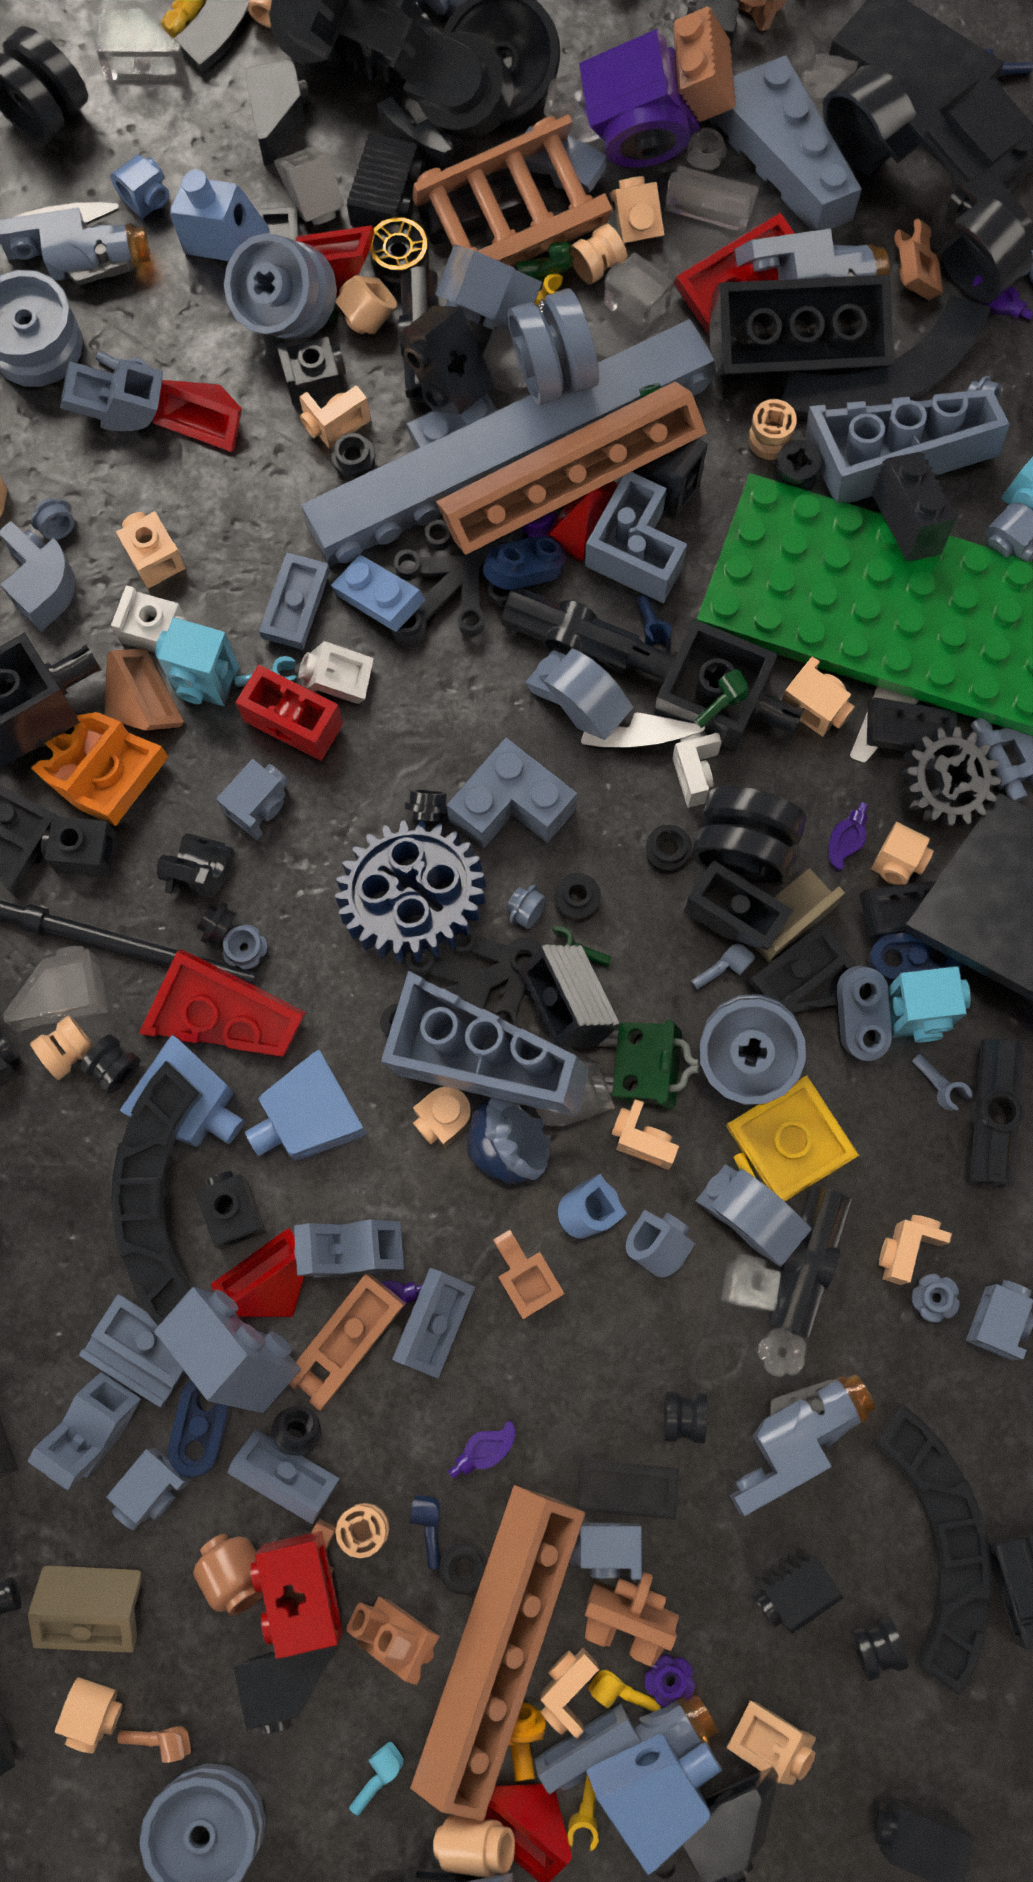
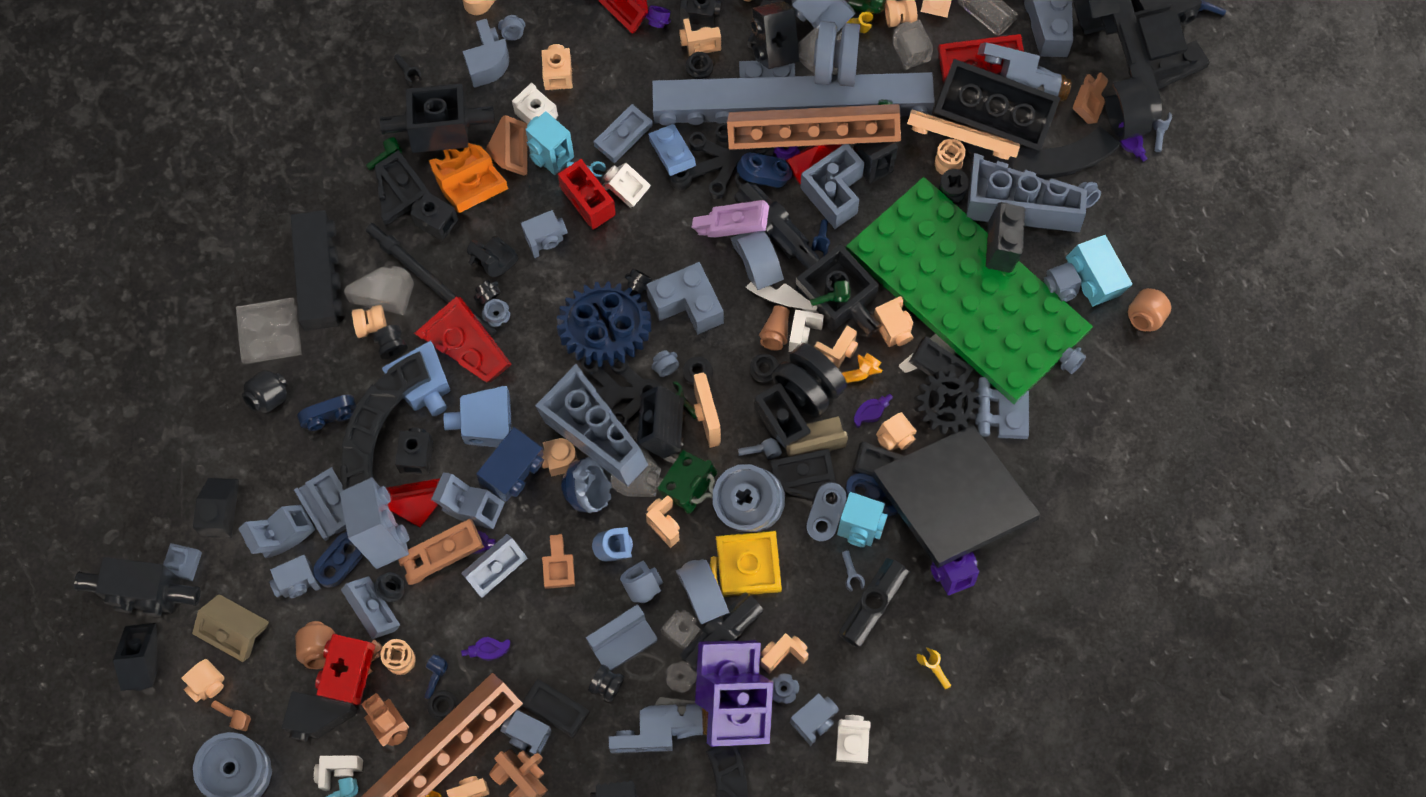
camera: 25 degrees right, 5 degrees down
(56, 1228) = (318, 415): none -> dark blue plate
(259, 409) = (658, 16): none -> dark purple plate
(360, 1737) = (341, 766): none -> white bracket
(388, 1167) = (510, 465): none -> dark blue slope
(520, 654) = (733, 219): none -> lavender hinge
(626, 947) = (706, 410): none -> light nougat plate
(657, 784) = (775, 330): none -> nougat cone
(673, 1339) = (622, 638): none -> sand blue panel
(766, 767) = (843, 348): none -> light nougat bracket
(813, 777) = (867, 366): none -> light orange plate
(840, 383) = (924, 122): none -> light nougat plate
(881, 1345) = (733, 693): none -> bracket

